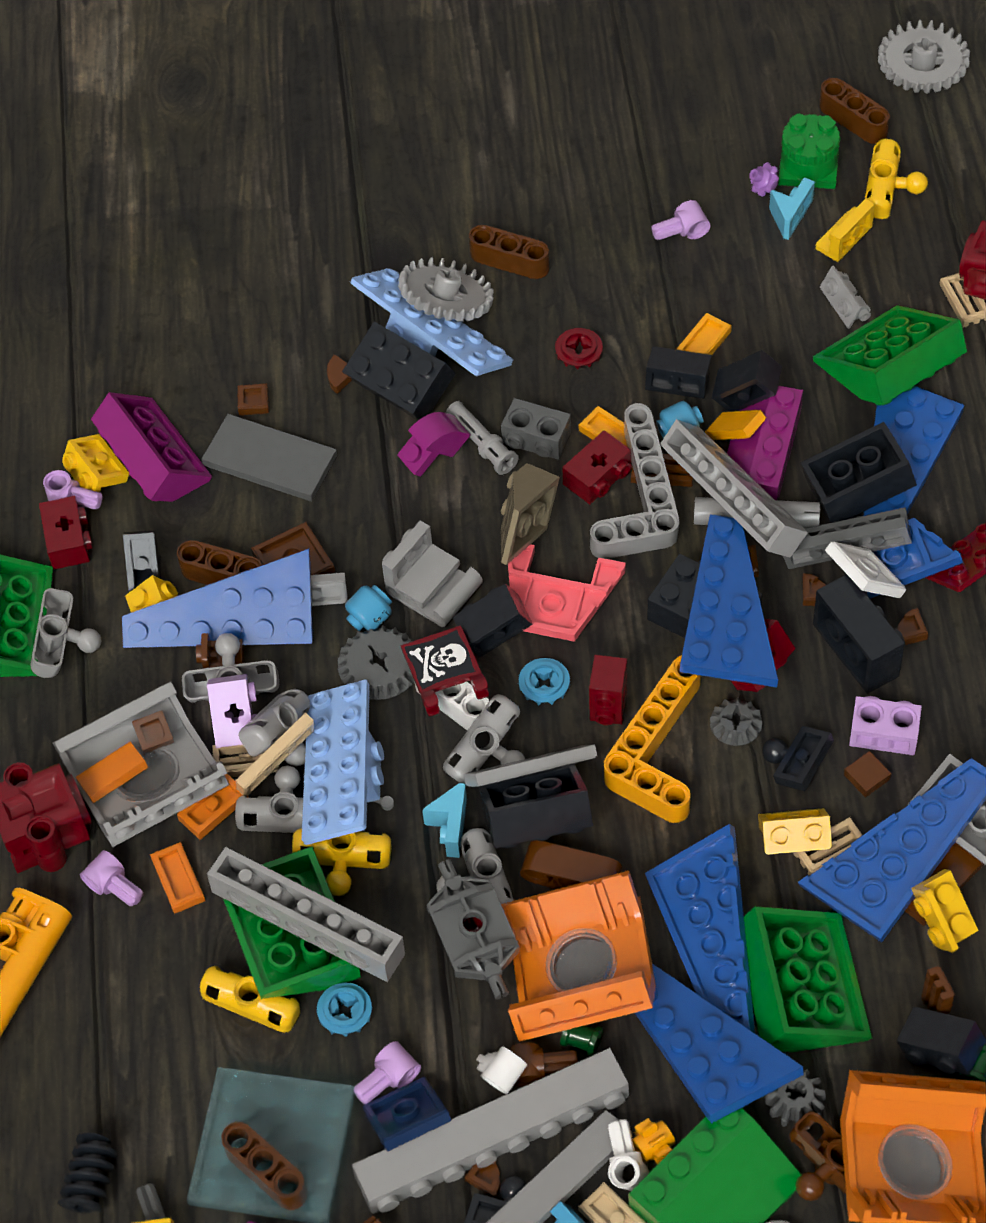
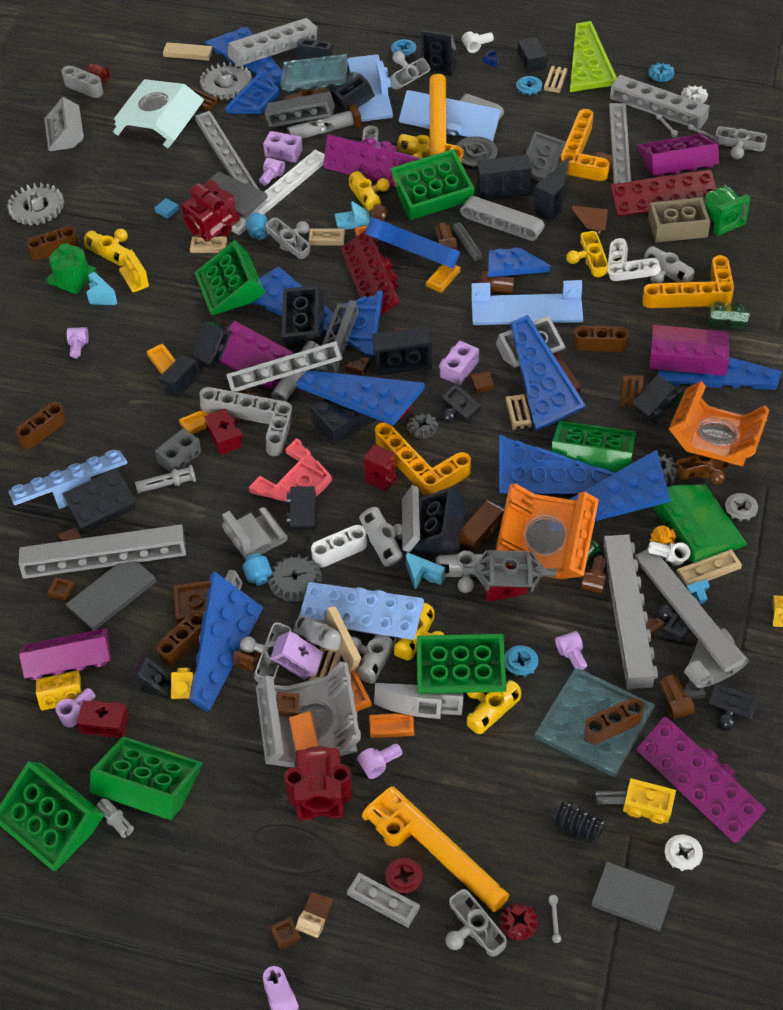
camera: 70 degrees left, 5 degrees down
(50, 648) = (182, 743): light grey piece -> none
(211, 907) = (406, 700): none -> light grey slope
(306, 914) = (469, 643): light grey brick -> none
(325, 417) = (102, 551): none -> light grey brick
(406, 1113) = (604, 645): dark blue tile -> none
(432, 436) = (158, 503): magenta brick -> none
(442, 663) = (324, 538): flag -> none
(444, 288) = (51, 462): light grey gear -> none
(501, 1068) = (598, 588): white axle -> none
(526, 509) = (242, 466): dark tan slope -> none
(543, 669) = (356, 496): dark azure gear -> none
(568, 342) = (131, 410): dark red gear -> none
(680, 411) = (217, 380): dark azure head -> none
(735, 425) = (235, 358): light orange tile -> none
(764, 179) = (72, 295): medium lavender plant -> none
(795, 831) = (504, 419): yellow bracket -> none
(842, 297) = (176, 290): light grey hinge -> none
(866, 569) = (370, 329): white tile -> none
(944, 910) = (582, 373): yellow bracket -> none

